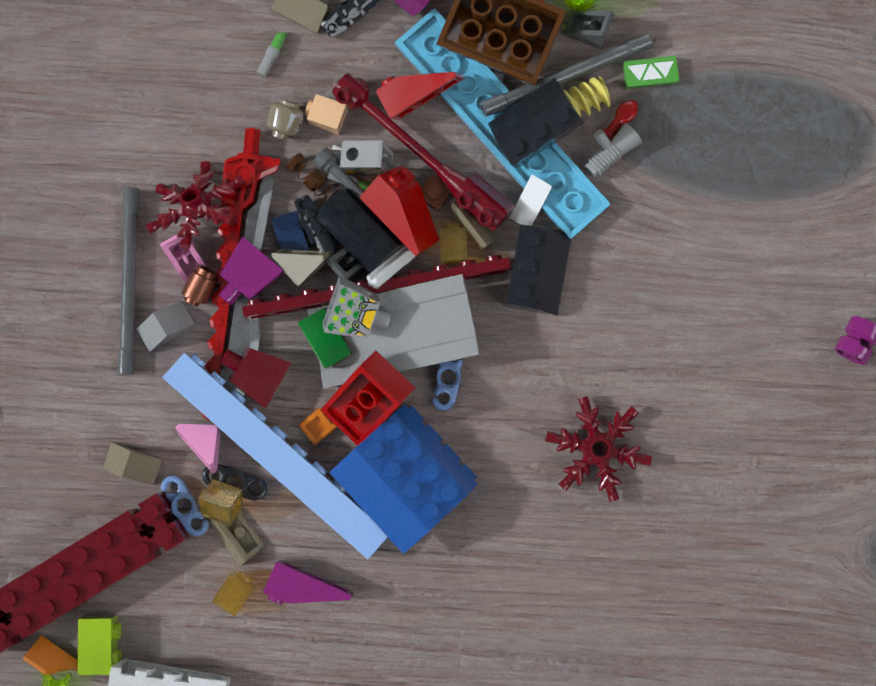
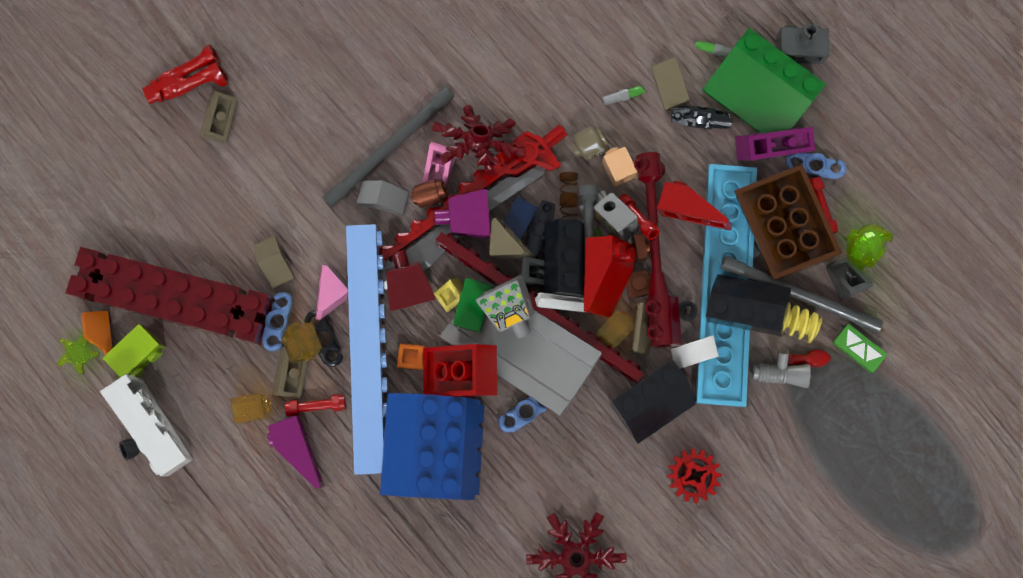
camera: 45 degrees right, 5 degrees down
(268, 557) = (294, 408): none -> red bar
(297, 347) = (449, 294): none -> light yellow slope
(398, 140) = (647, 227): none -> red bar
(409, 161) = (641, 247): none -> copper plate
(488, 177) = (682, 310): none -> black hinge
(635, 300) = (699, 486): none -> red gear

